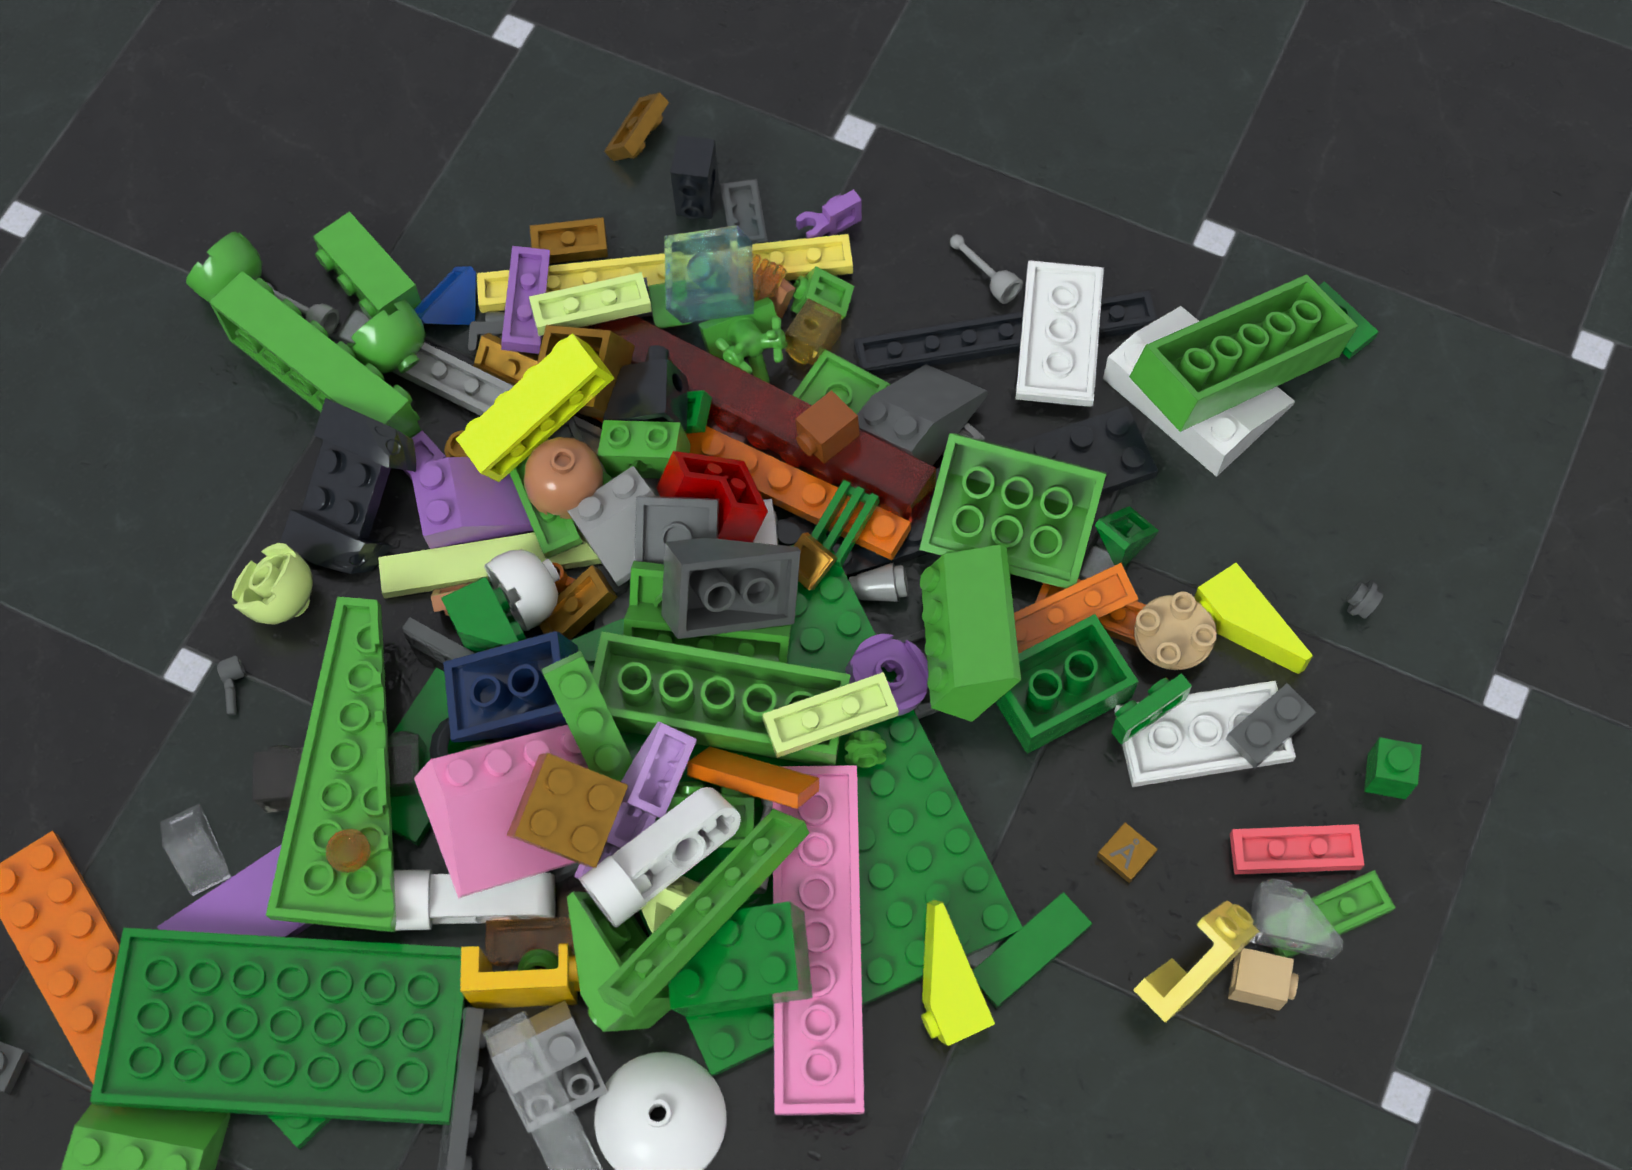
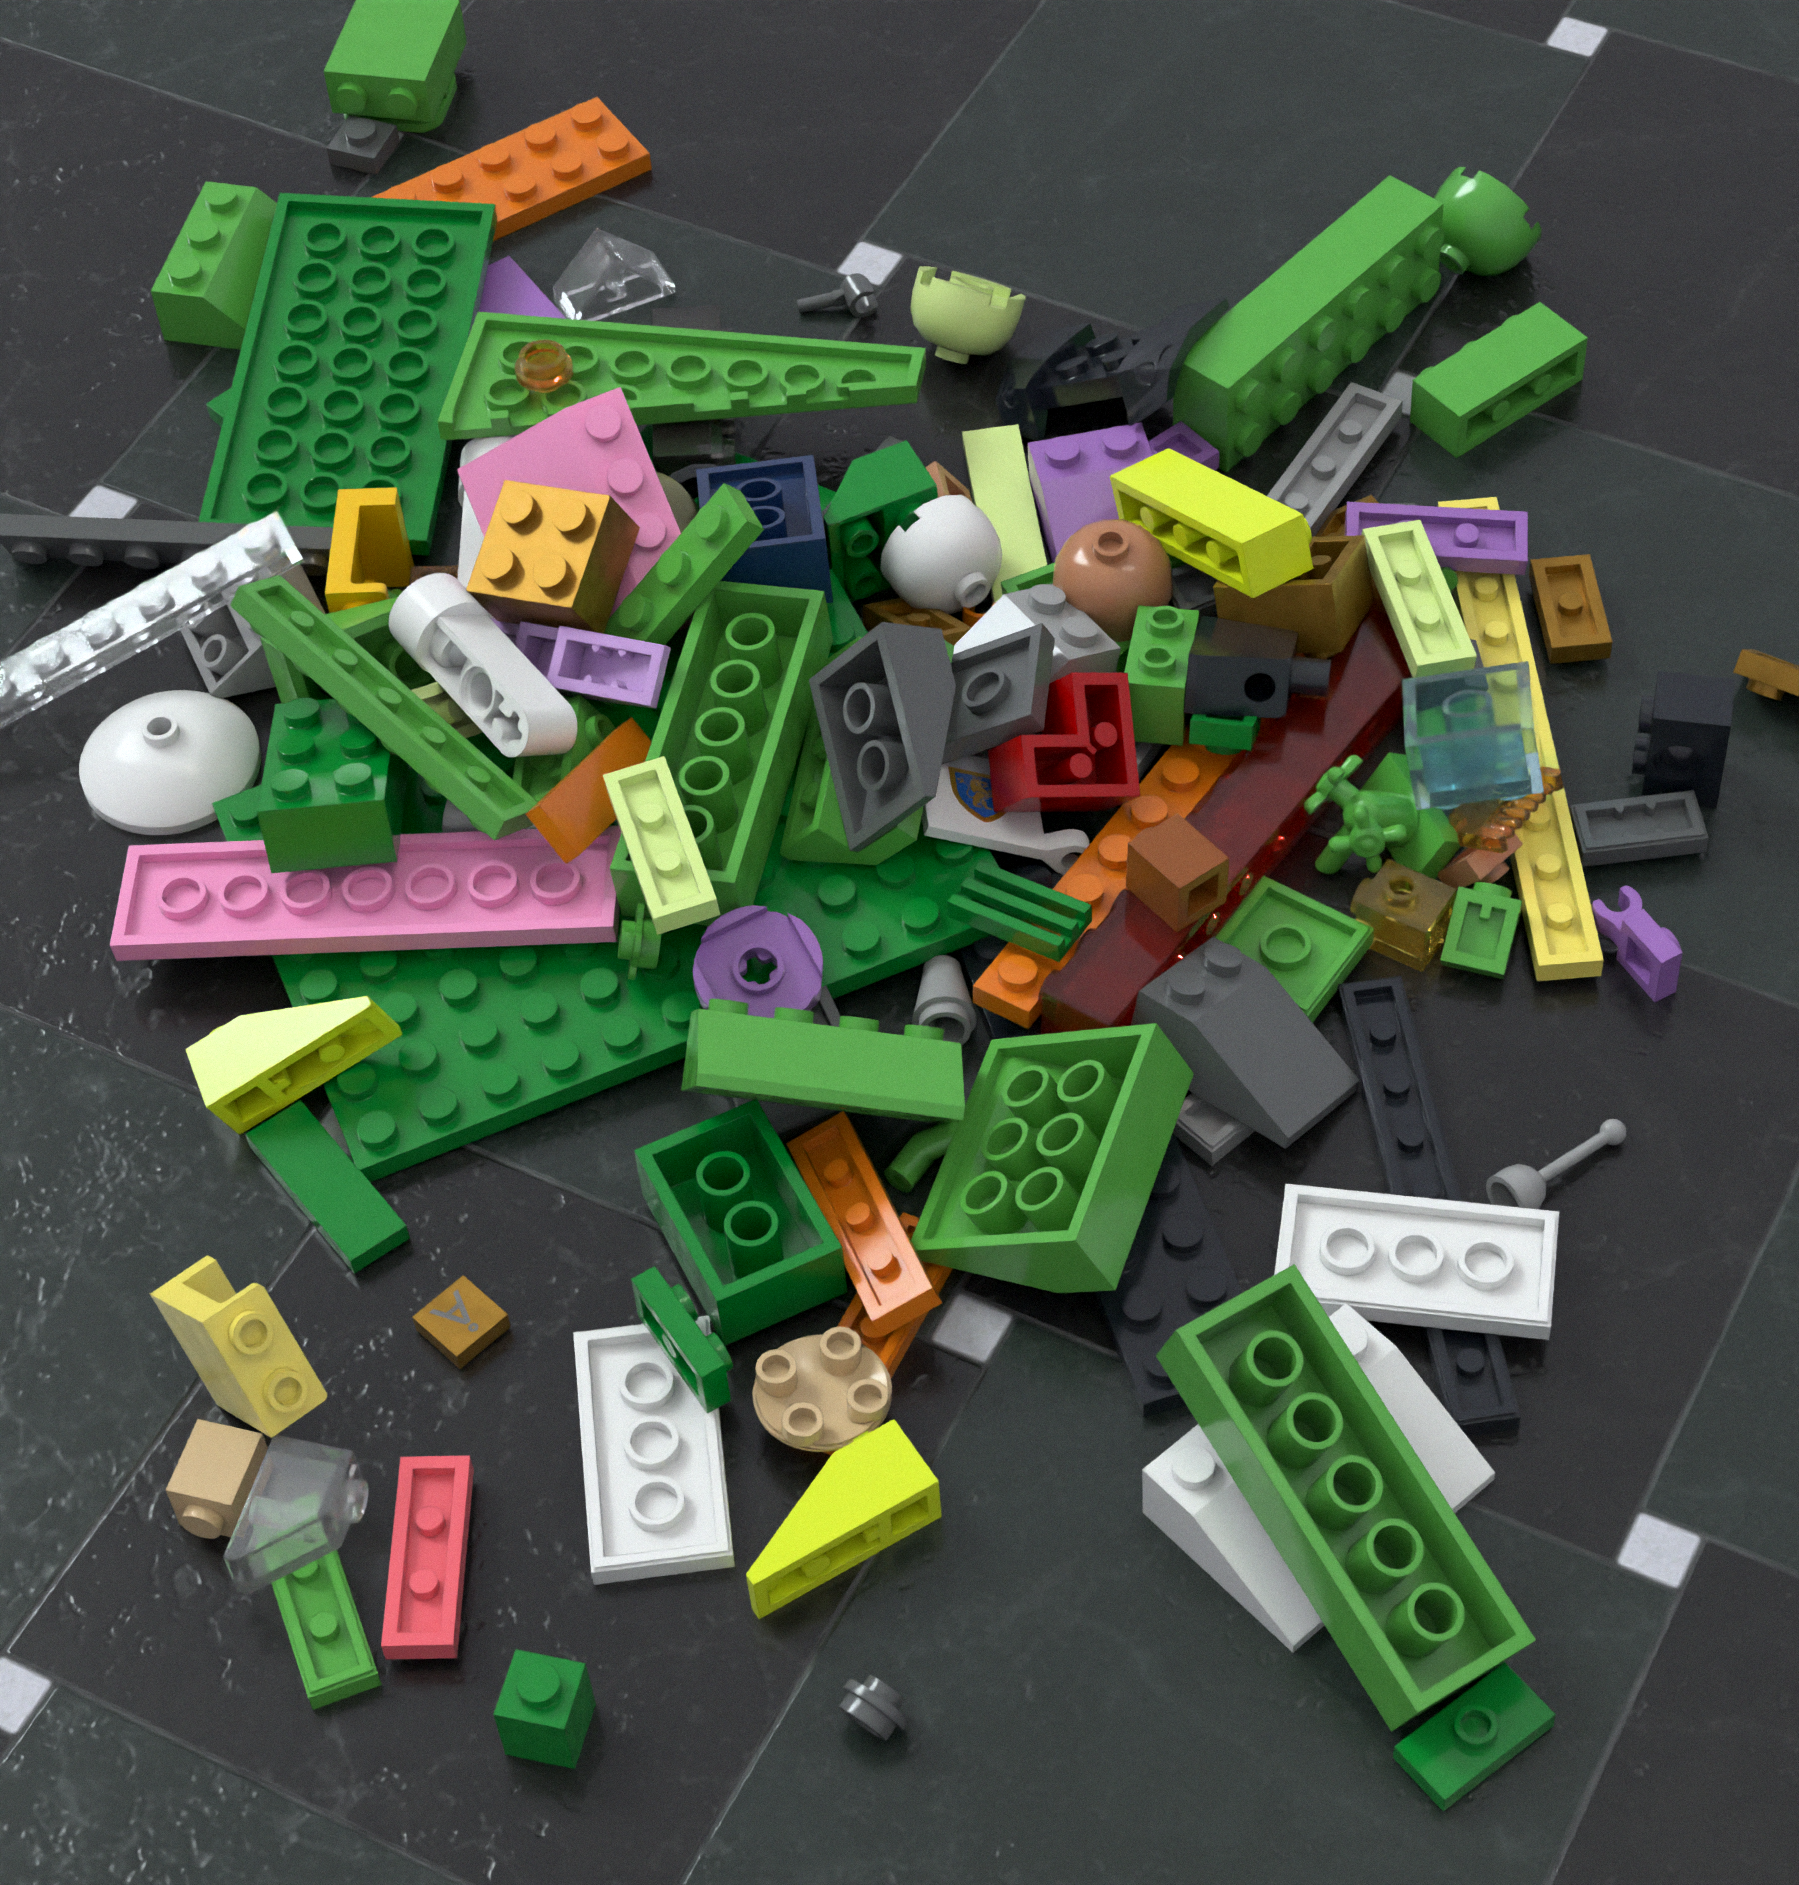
camera: 95 degrees right, 15 degrees down
(324, 314) = (1420, 330): light grey hinge -> none
(390, 340) = (1349, 384): bright green cylinder -> none
(451, 300) = (1447, 476): blue slope -> none
(814, 561) = (952, 864): pearl gold tile -> none
(1125, 534) = (1013, 1334): green slope -> none
(1270, 725) = (643, 1528): dark grey plate -> none

